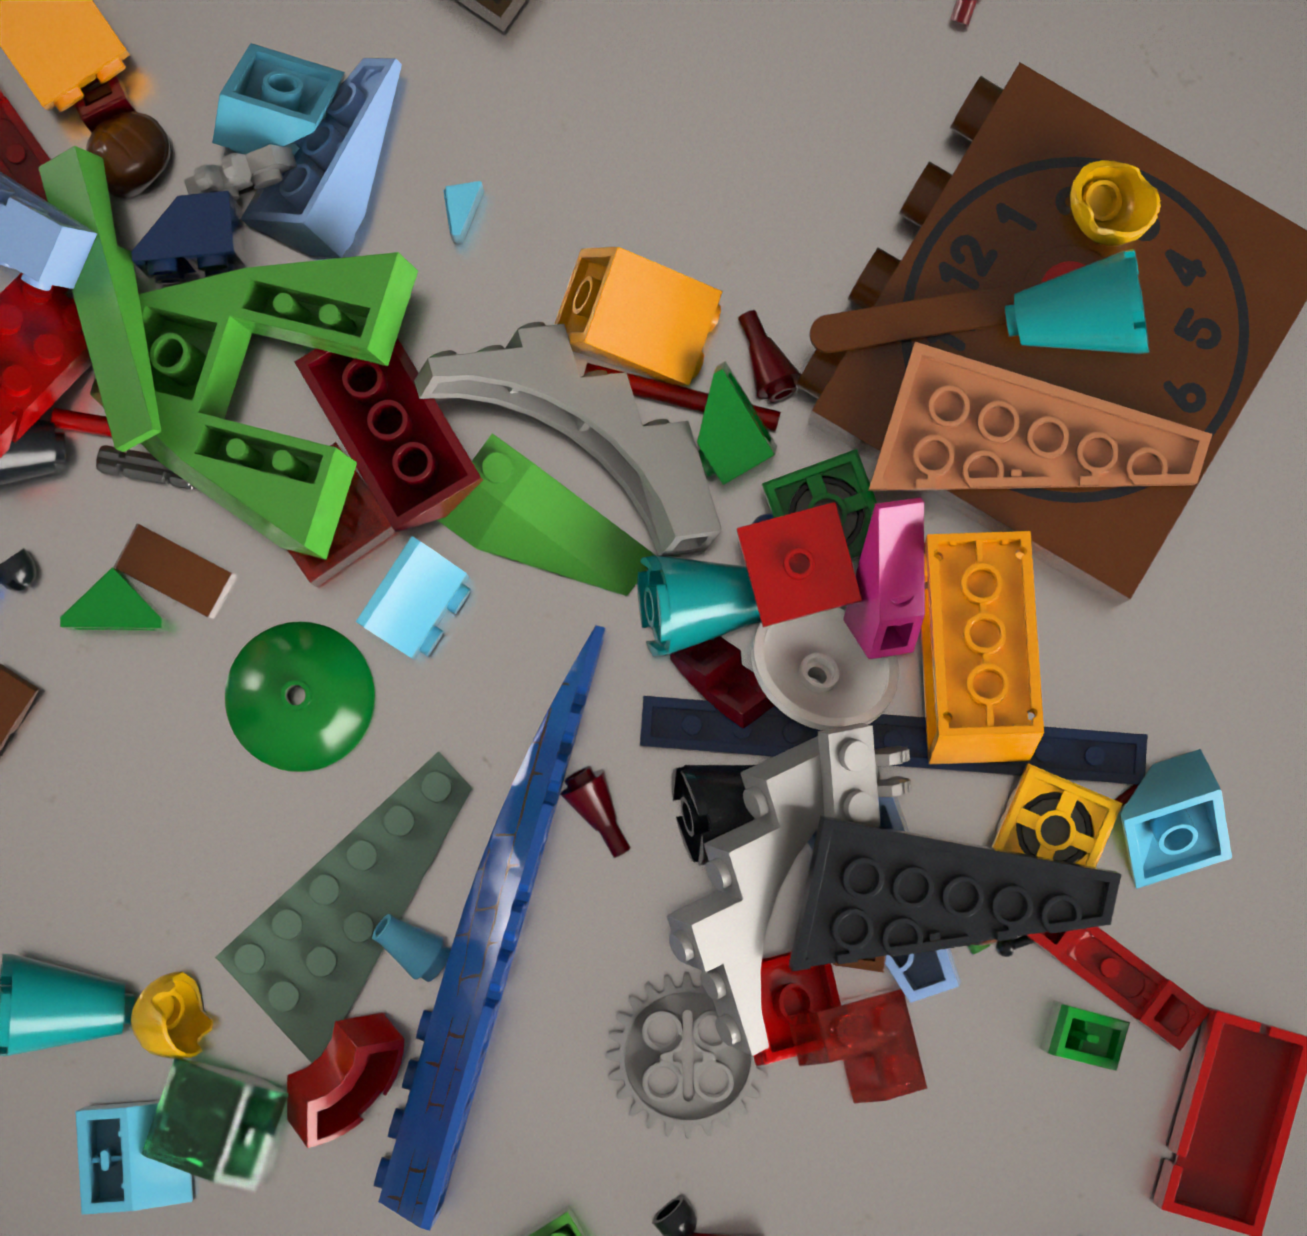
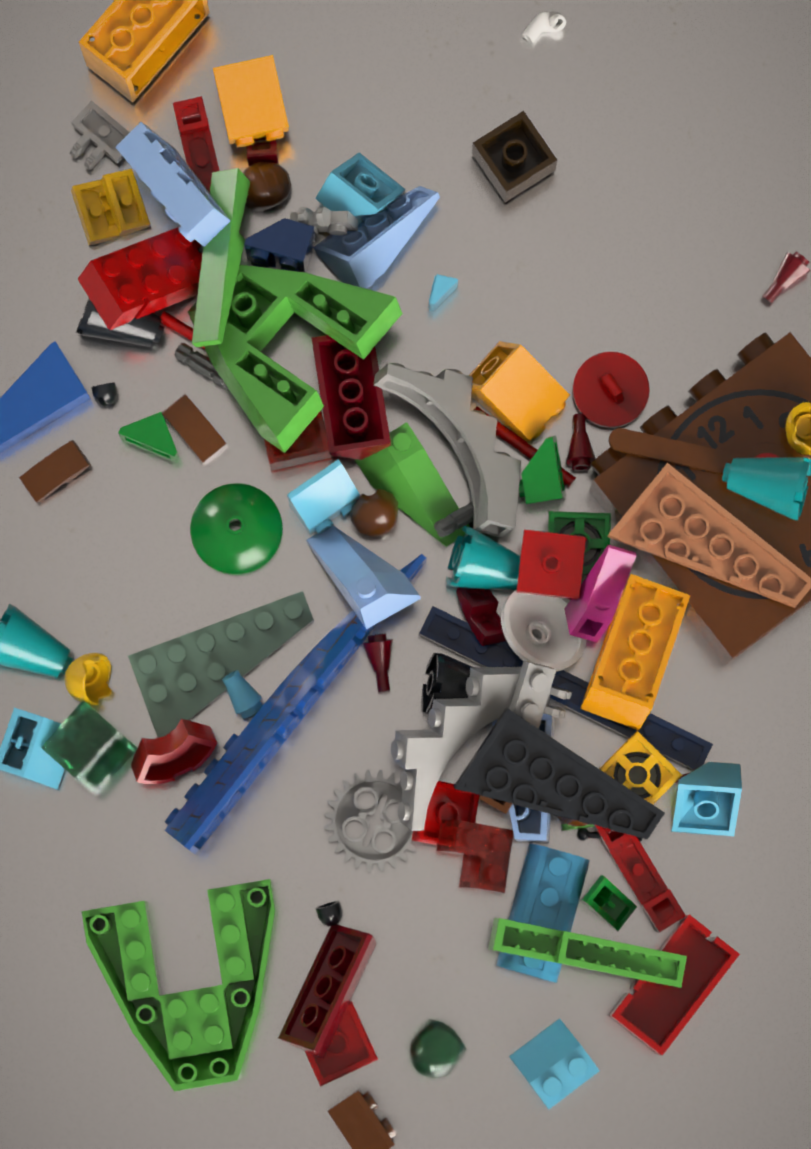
camera: 15 degrees right, 5 degrees down
(500, 591) = (375, 513): none -> reddish brown hair
(526, 699) = (364, 579): none -> light blue wedge
(625, 553) = (455, 520): none -> dark grey axle
(779, 255) = (611, 389): none -> red shield
(995, 1093) = (545, 898): none -> dark azure container
(1087, 1132) = (587, 952): none -> bright green slope

